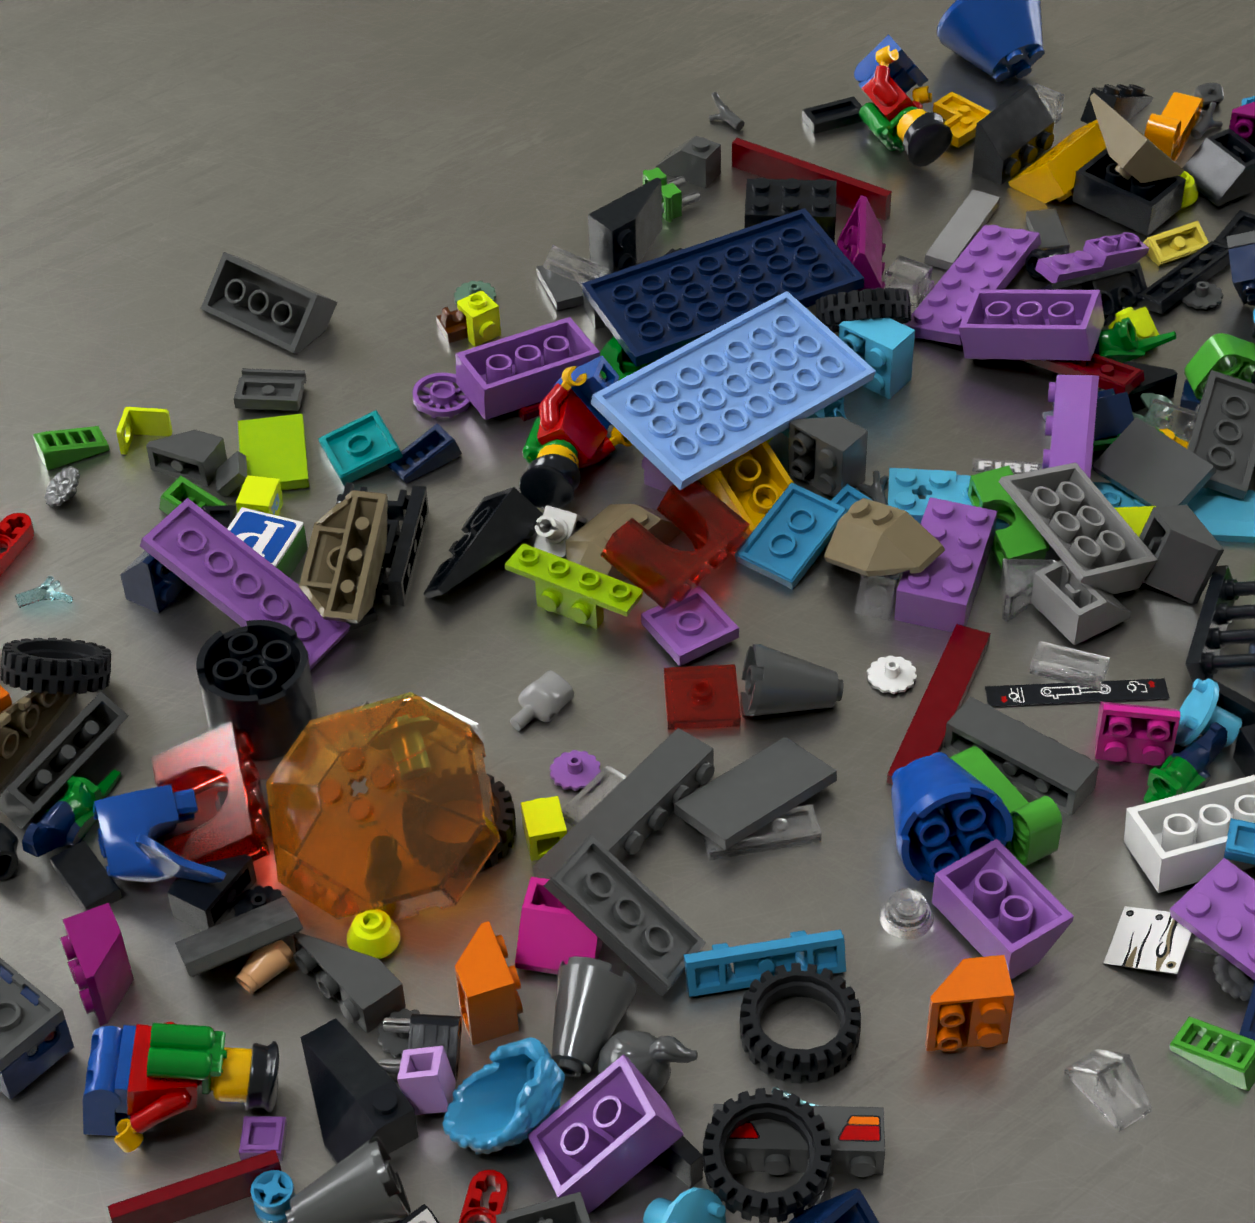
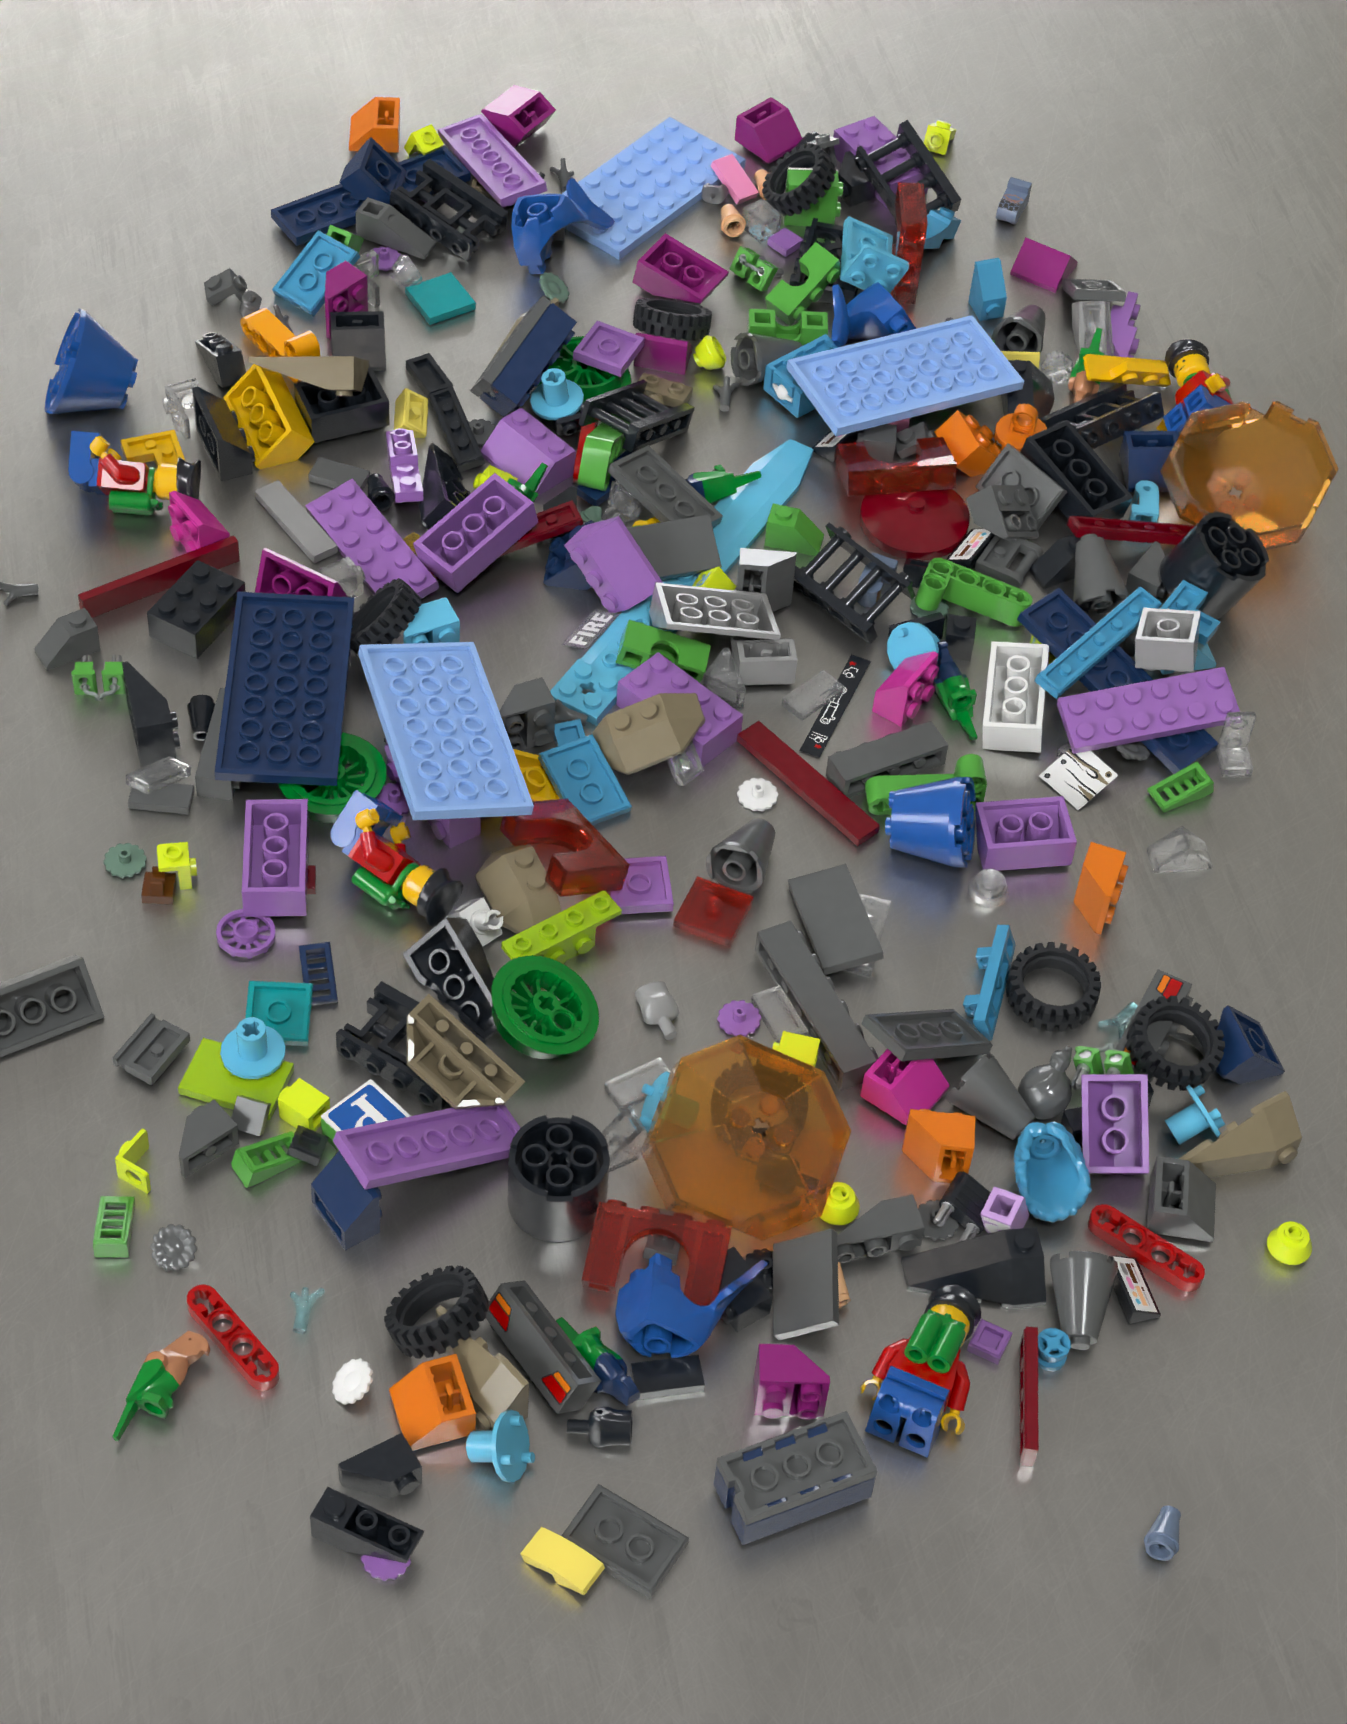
camera: 70 degrees left, 5 degrees up
(296, 439) = (252, 1050): none -> medium azure piece
(463, 559) = (540, 1009): none -> green piece
(697, 1098) = (1088, 1061): none -> bright green piece
(832, 115) = (76, 525): black tile -> none
(887, 163) = (193, 522): none -> dark pink slope
(1195, 322) = (522, 444): none -> medium lavender slope
(1212, 70) = (223, 286): none -> dark grey bracket

